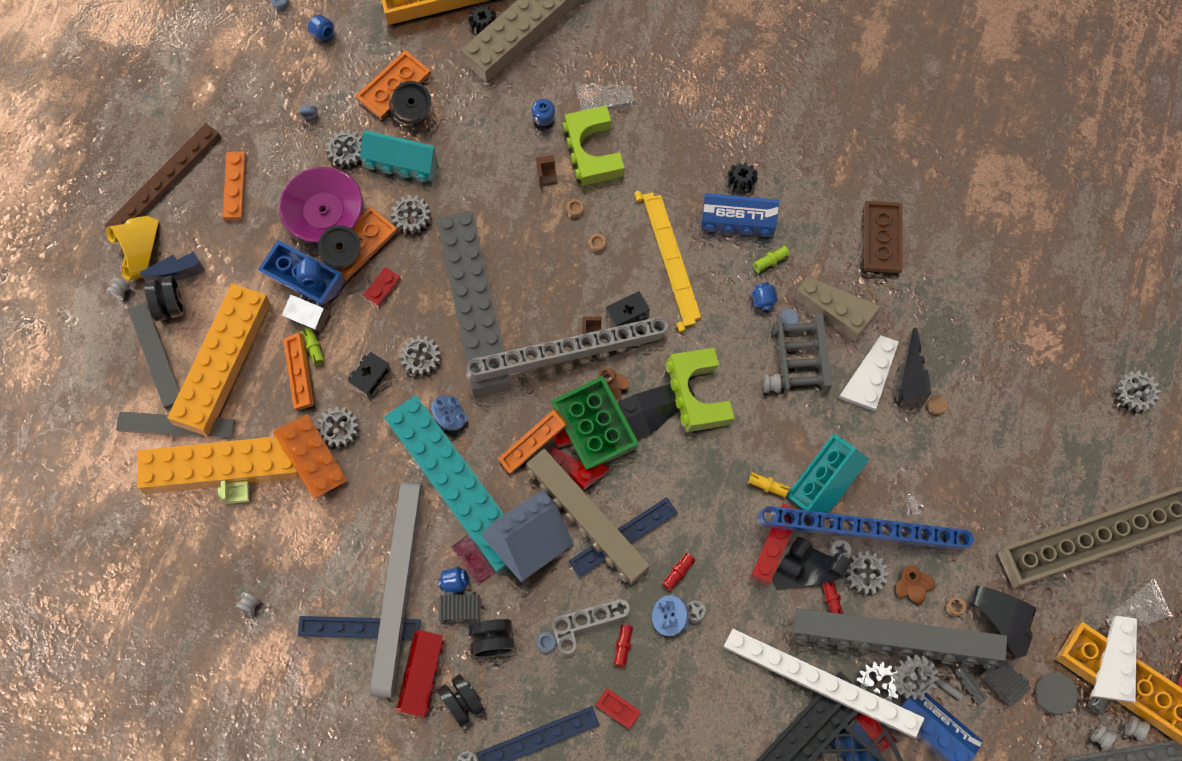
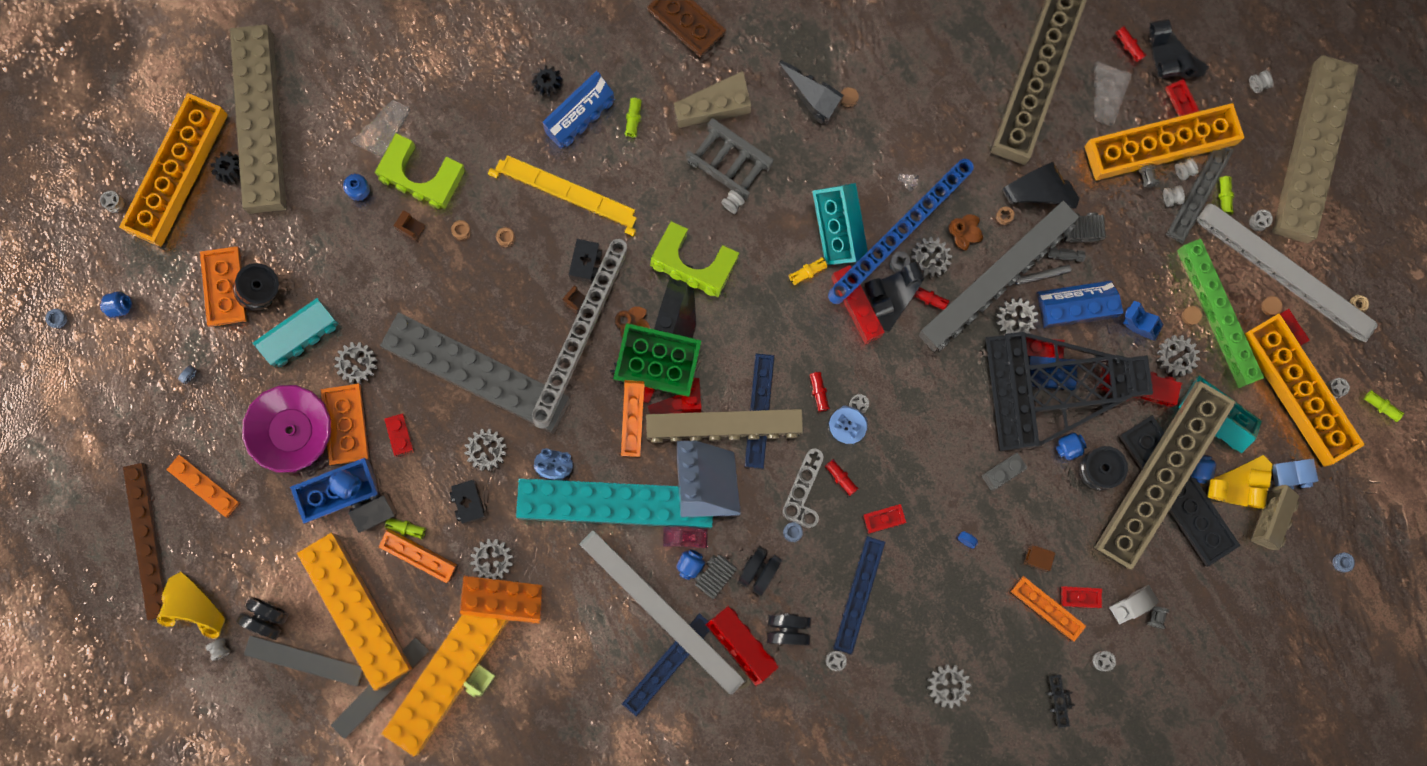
camera: 55 degrees left, 10 degrees up
(182, 268) = (238, 592): dark blue slope -> none
(248, 603) = (579, 736): light grey wheel -> none
(335, 149) = (244, 380): light grey gear -> none
(340, 236) = (353, 441): black wheel -> none
(764, 296) = (659, 148): blue head -> none
(789, 316) = (691, 143): sand blue tile -> none
(824, 683) = (986, 356): white plate -> none
(869, 379) = (787, 125): white wing -> none
(924, 668) = (1036, 288): light grey gear -> none
(1056, 693) = (1119, 201): dark grey tile -> none
(1118, 667) = (1141, 144): white wing -> none

